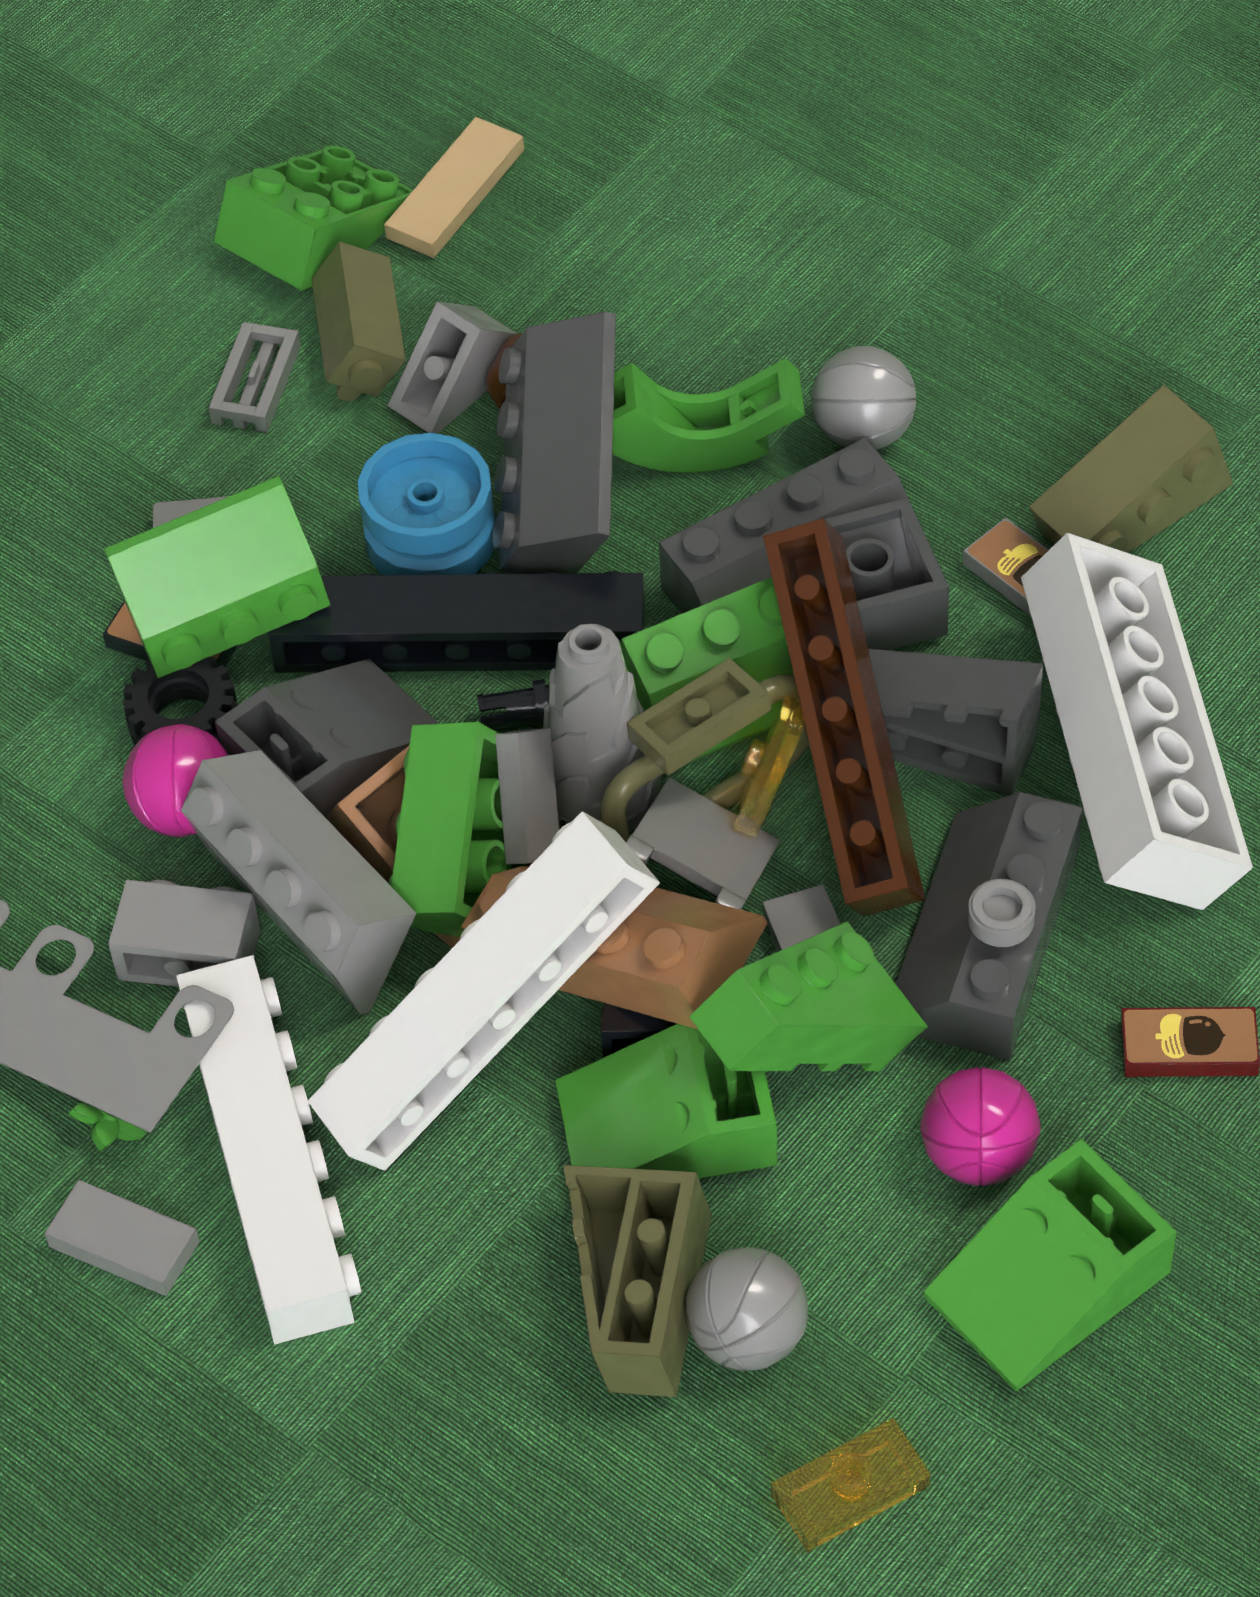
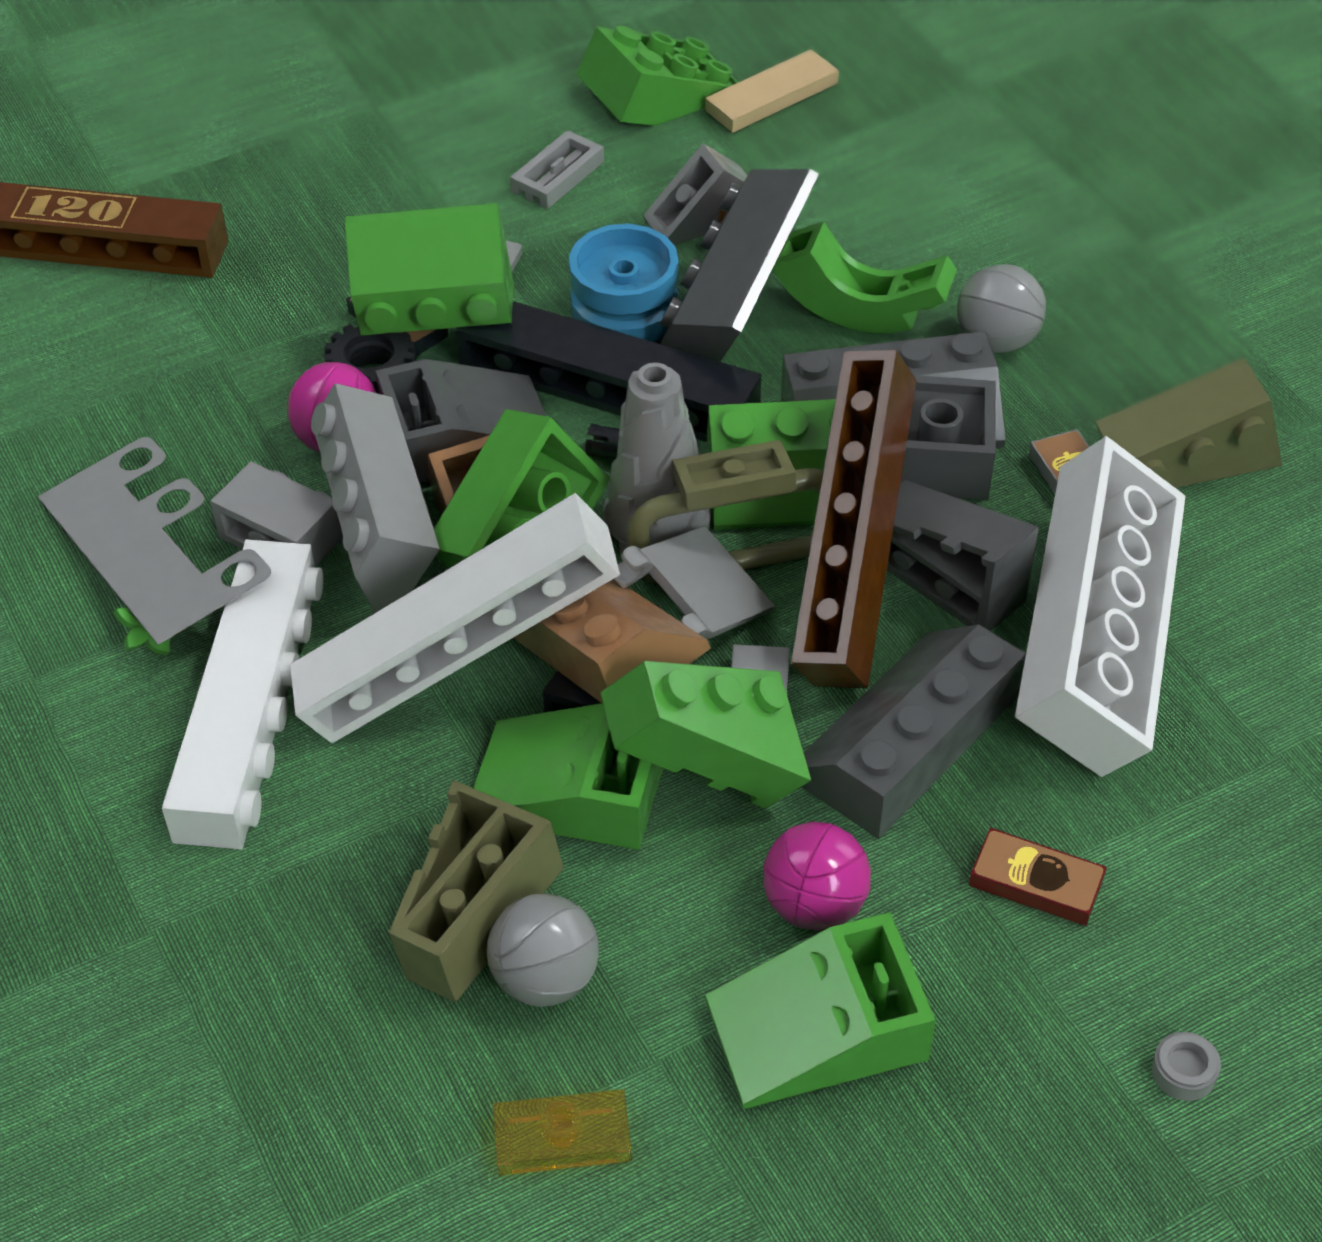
camera: 20 degrees right, 5 degrees down
(122, 1237) = (105, 720): light grey tile -> none
(358, 321) = (646, 150): olive brick -> none
(527, 793) = (583, 470): light grey tile -> none
(766, 766) = (780, 540): clear yellow plate -> none
(1001, 912) = (911, 707): light grey tile -> none

